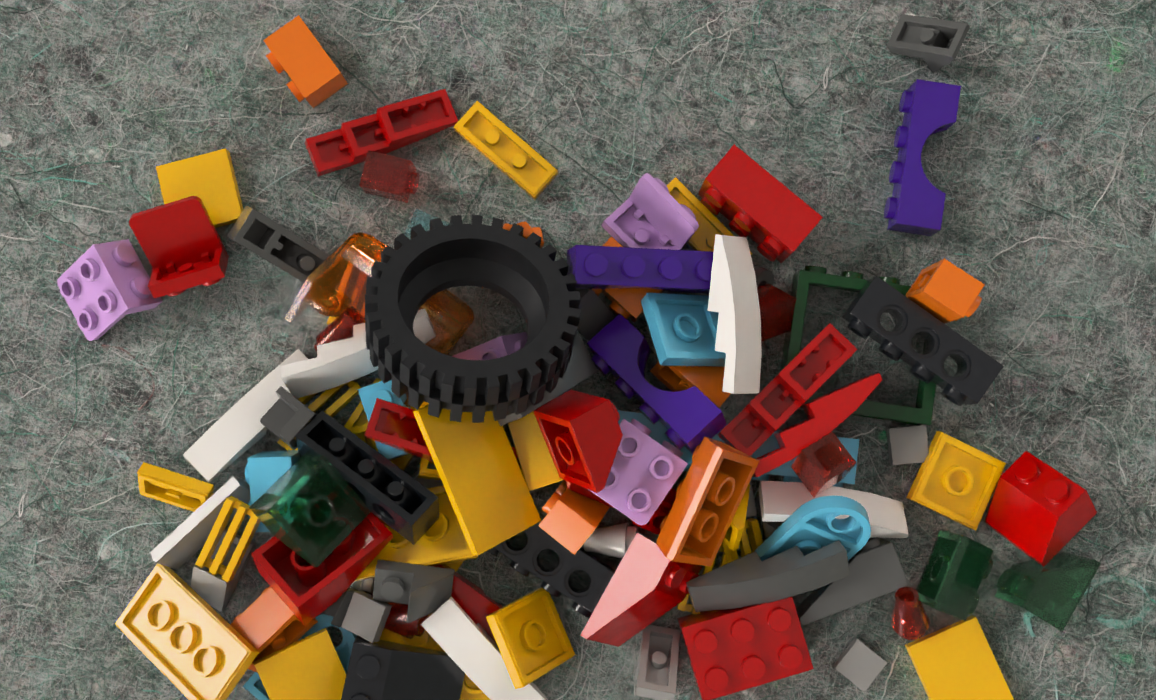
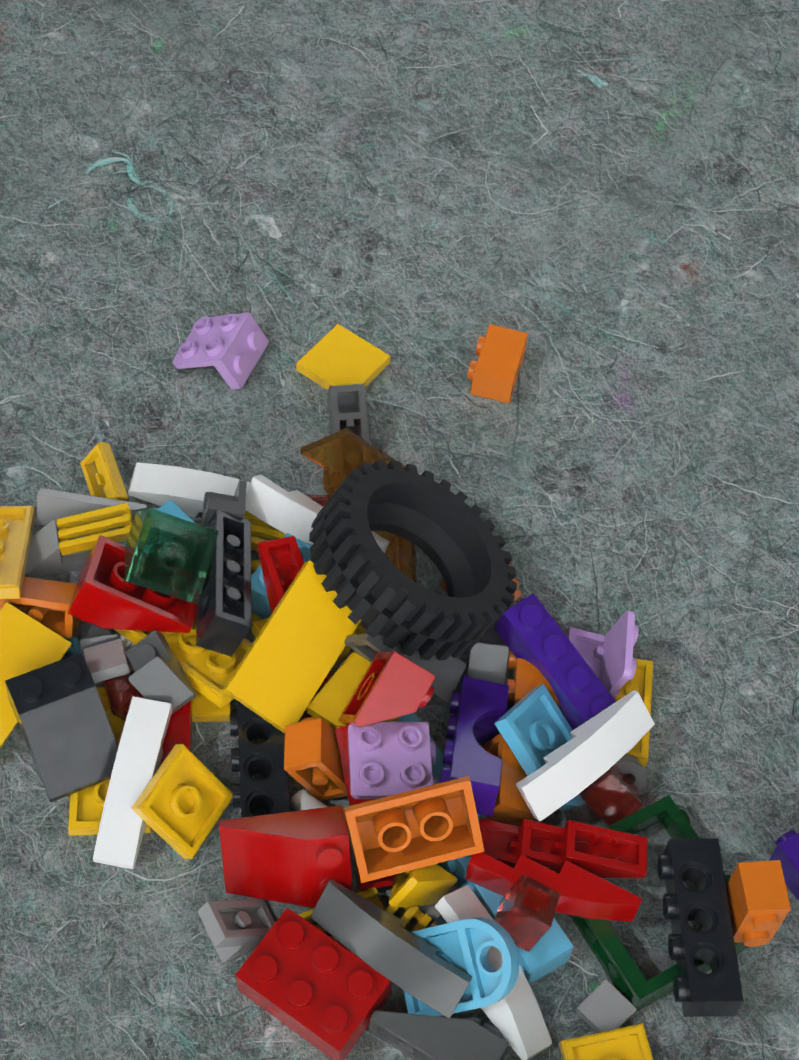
camera: 40 degrees right, 30 degrees down
(180, 246) = (295, 367): red bracket -> none
(381, 132) = (499, 446): red slope -> none
(389, 177) = (465, 465): clear red brick -> none
(506, 150) = (559, 533): yellow tile -> none
(757, 205) = (688, 726): red brick -> none

